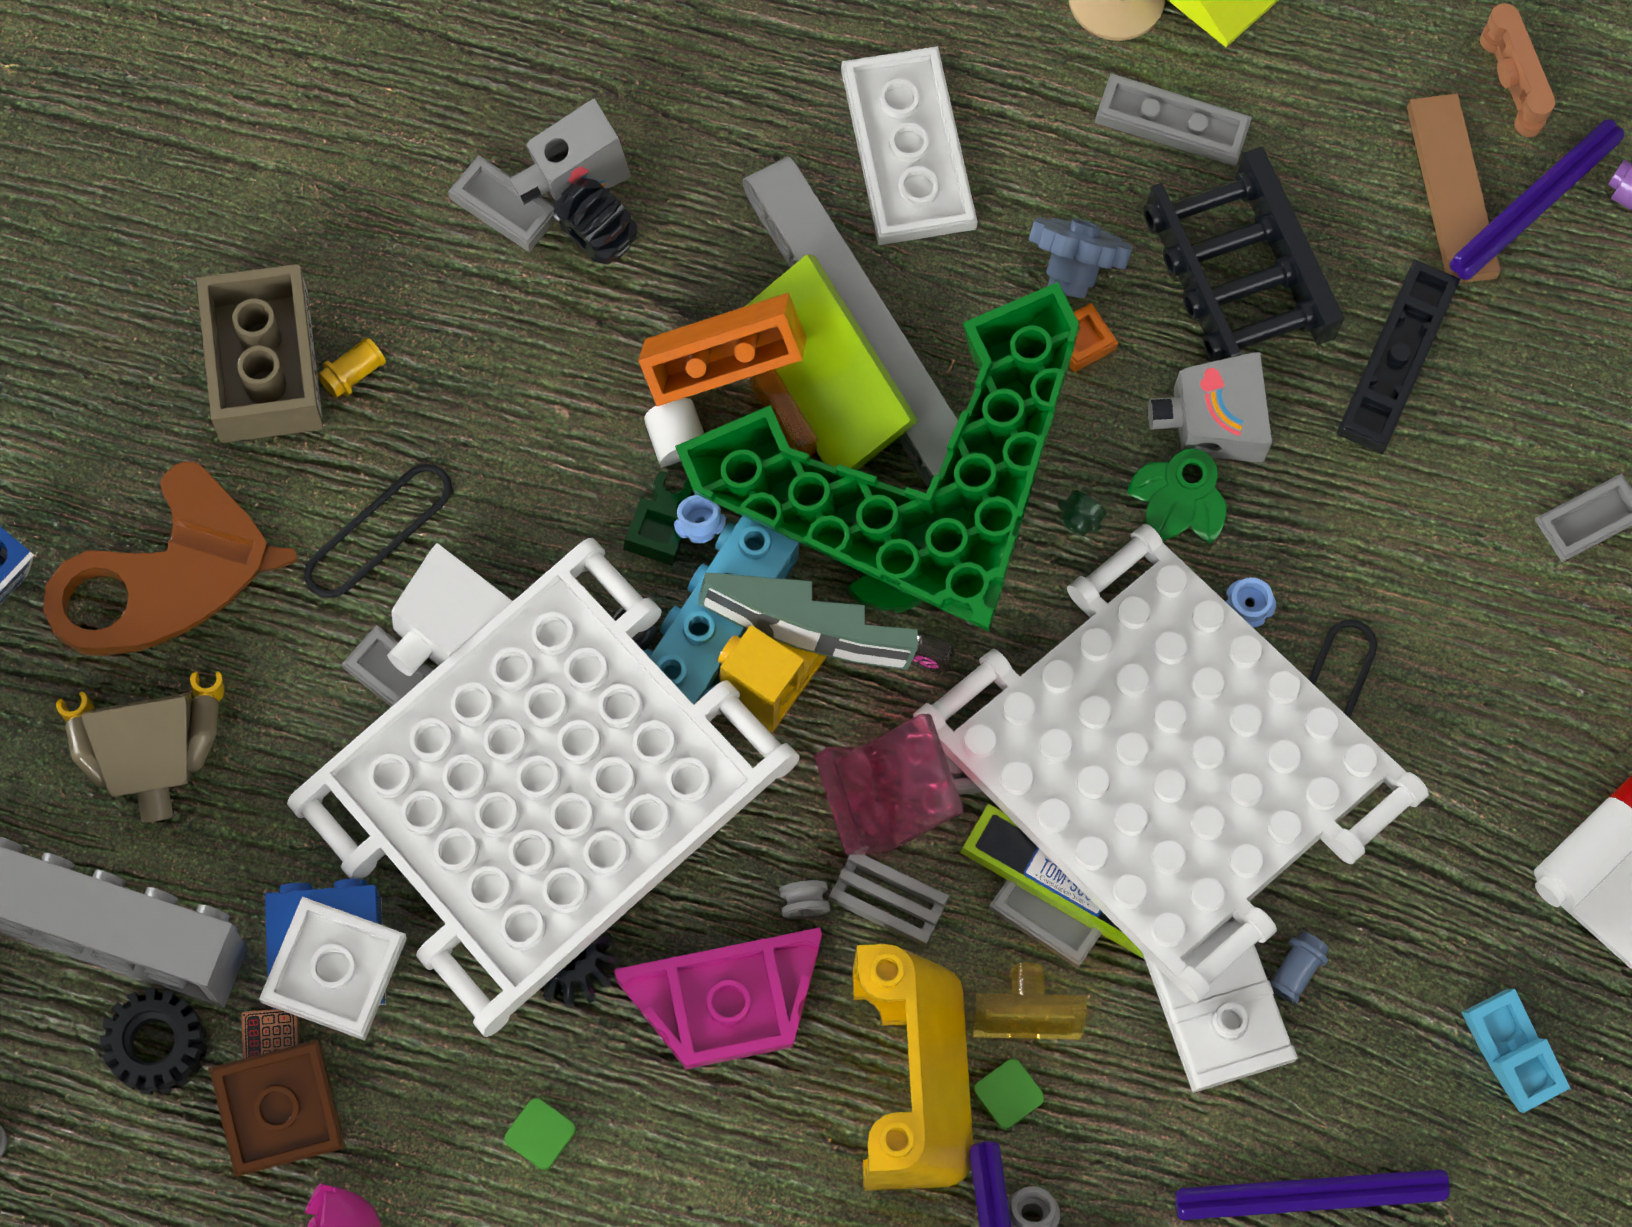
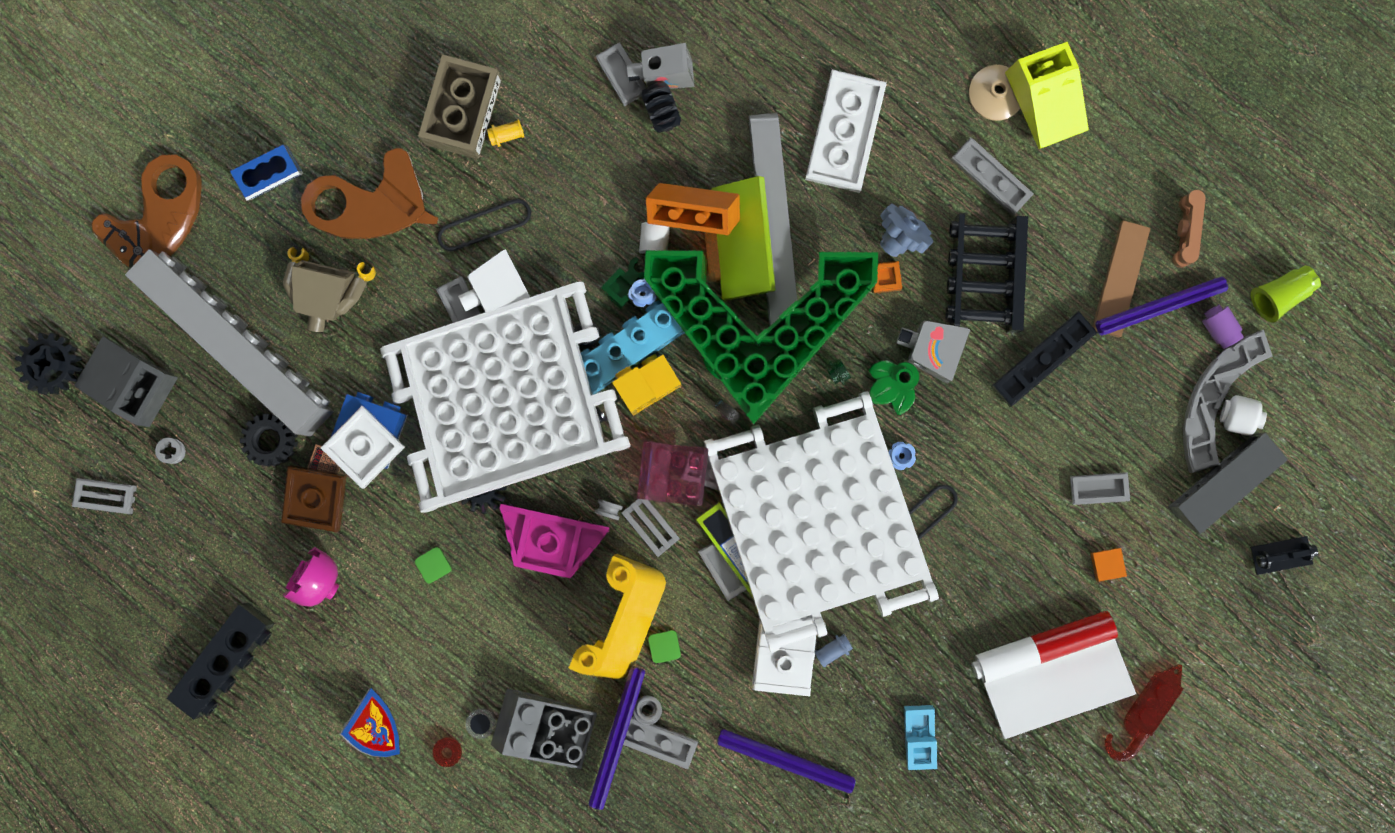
camera: 30 degrees right, 15 degrees up
(789, 615) = (660, 366): sand green slope -> none
(1028, 1010) = (692, 611): clear yellow tile -> none

